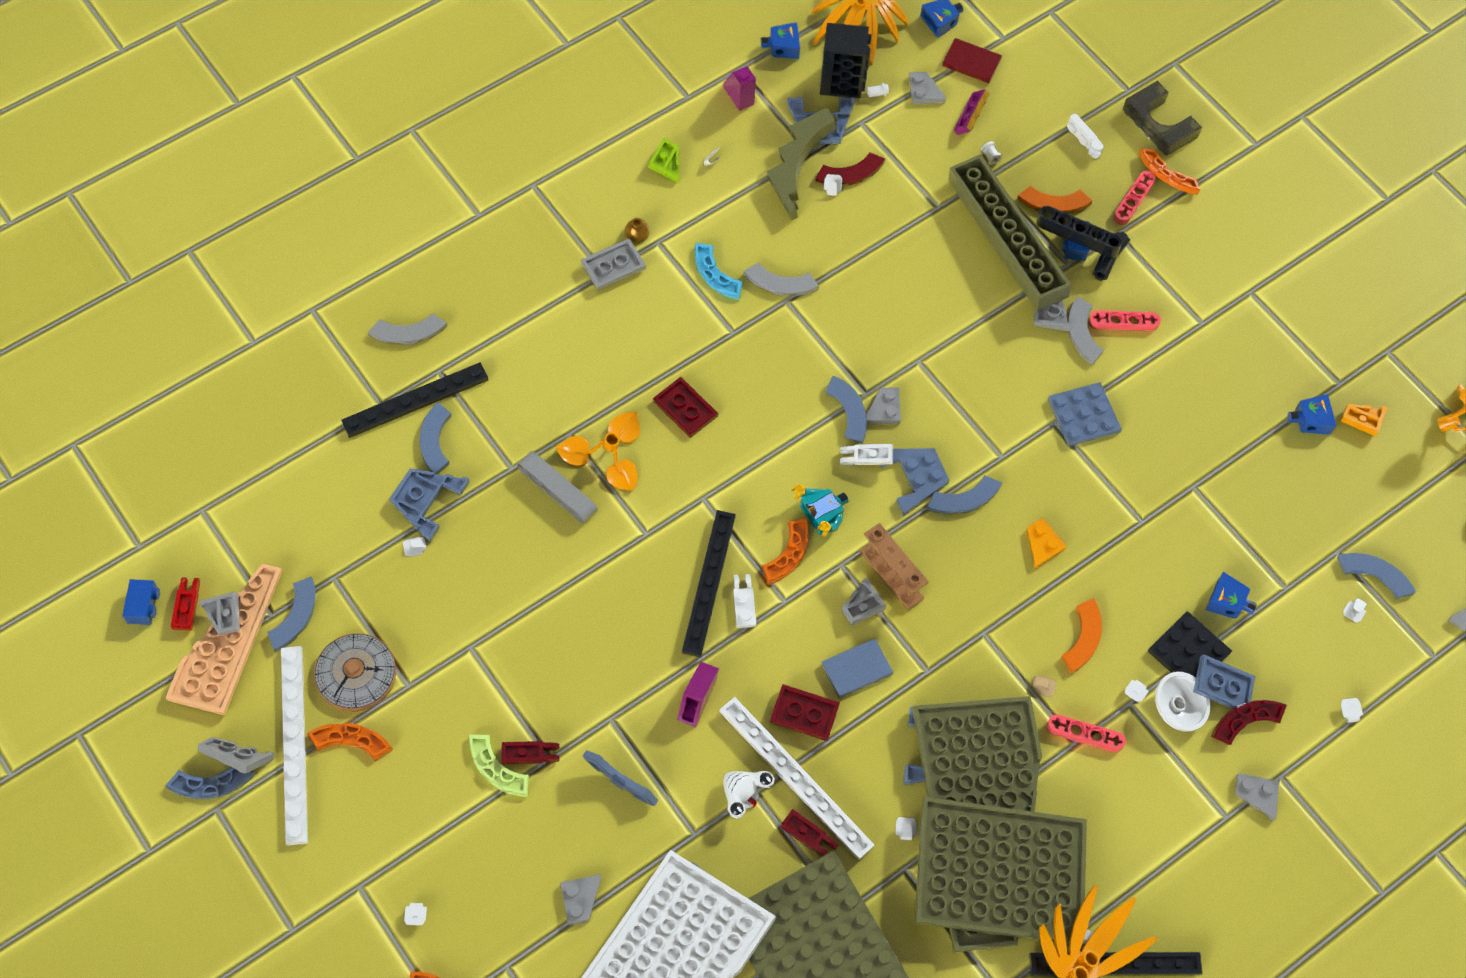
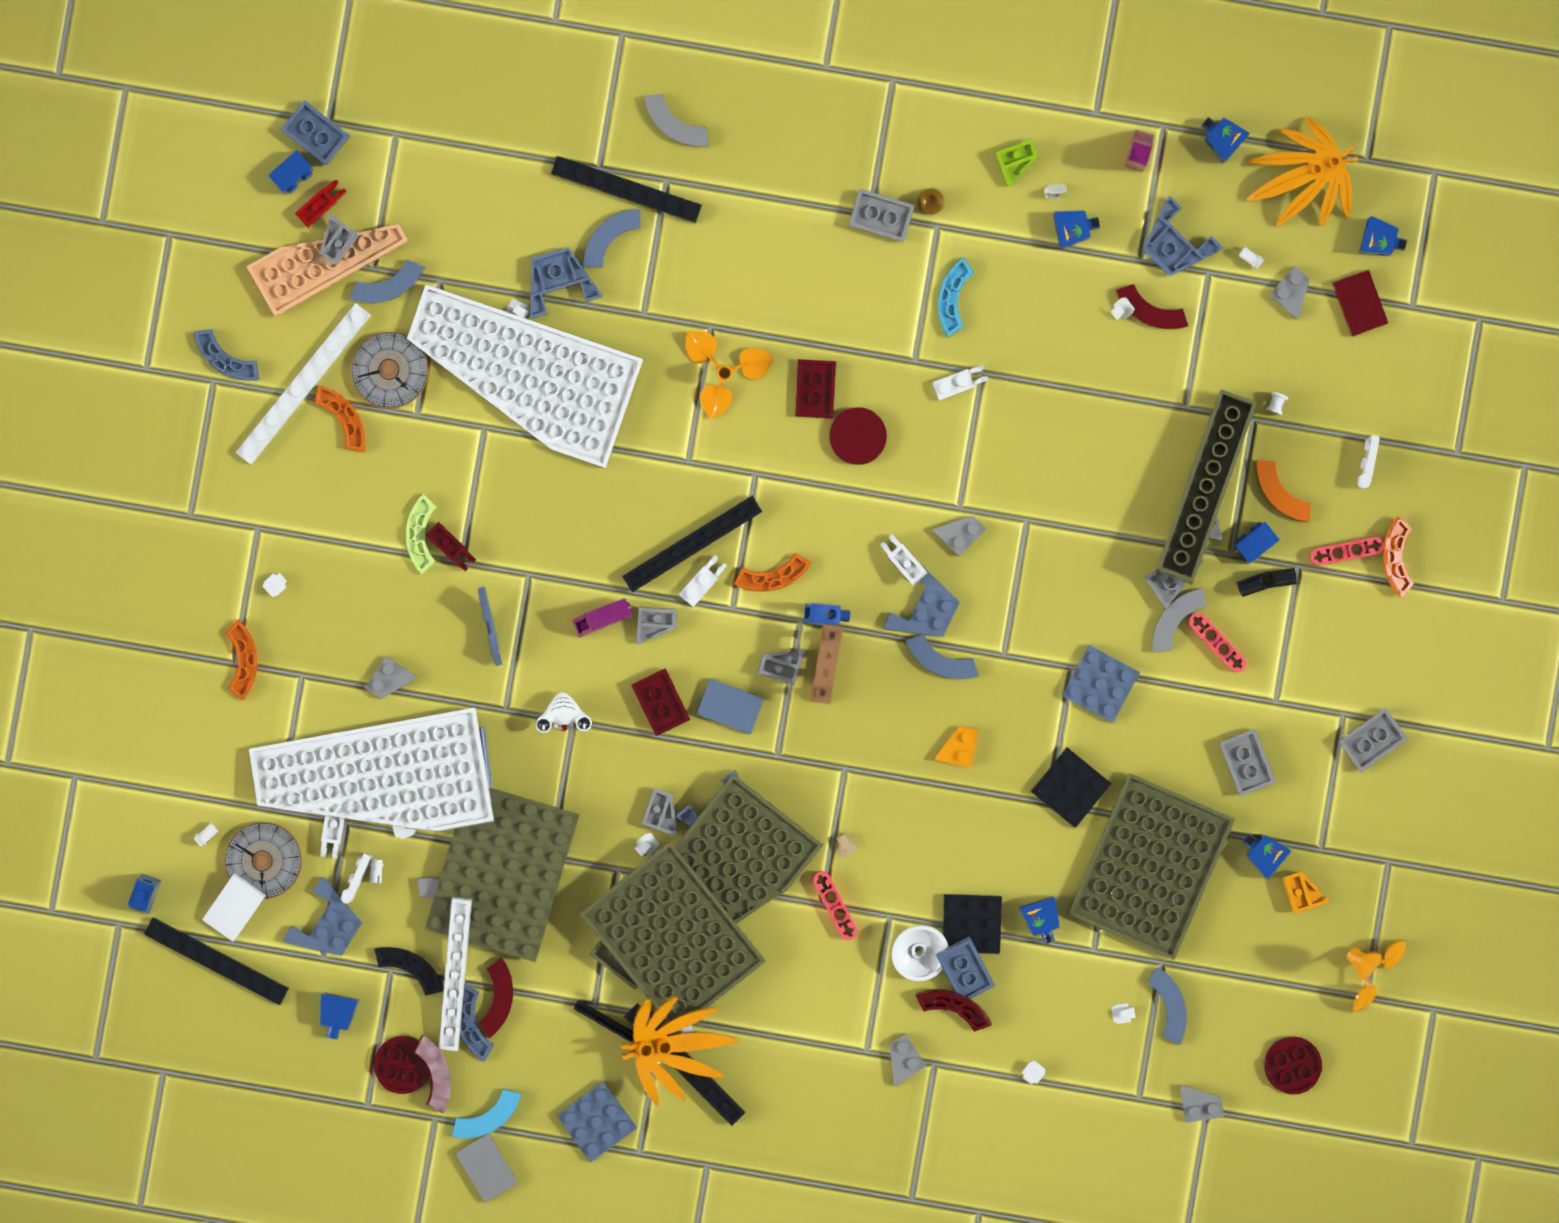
camera: 55 degrees right, 25 degrees up
(135, 559) = (315, 133): none -> sand blue plate
(229, 754) = (256, 359): light grey wing -> none
(482, 572) = (540, 377): none -> white wing
(557, 487) = (658, 364): light grey beam -> none
(740, 661) = (654, 622): none -> light grey wing
(746, 165) = (1073, 227): none -> blue torso
(747, 409) = (858, 436): none -> dark red tile
(777, 319) = (957, 383): none -> white hinge
(780, 285) = (990, 356): light grey tile -> none
(797, 778) = (608, 740): white plate -> none
(805, 135) = (1089, 268): olive arch -> none
(807, 833) = (577, 783): dark red hinge -> none
(821, 508) = (827, 569): torso -> none
(845, 60) = (1238, 215): black brick -> none
(851, 539) = (819, 614): none -> blue torso
(853, 406) = (934, 512): sand blue tile -> none
(891, 792) = (661, 812): none -> light grey wing
(971, 111) = (1303, 351): magenta plate -> none
(1088, 235) = (1257, 532): black beam -> none
(1089, 638) = (913, 845): orange tile -> none
(1136, 690) = (901, 913): white piece -> none
(1144, 496) = (1071, 787): none -> black plate
(1166, 137) = (1431, 526): clear smoke arch -> none
(1232, 372) = (1247, 762): none -> light grey plate
(1255, 495) = (1151, 866): none -> olive plate
(1287, 287) = (1373, 740): none -> light grey plate

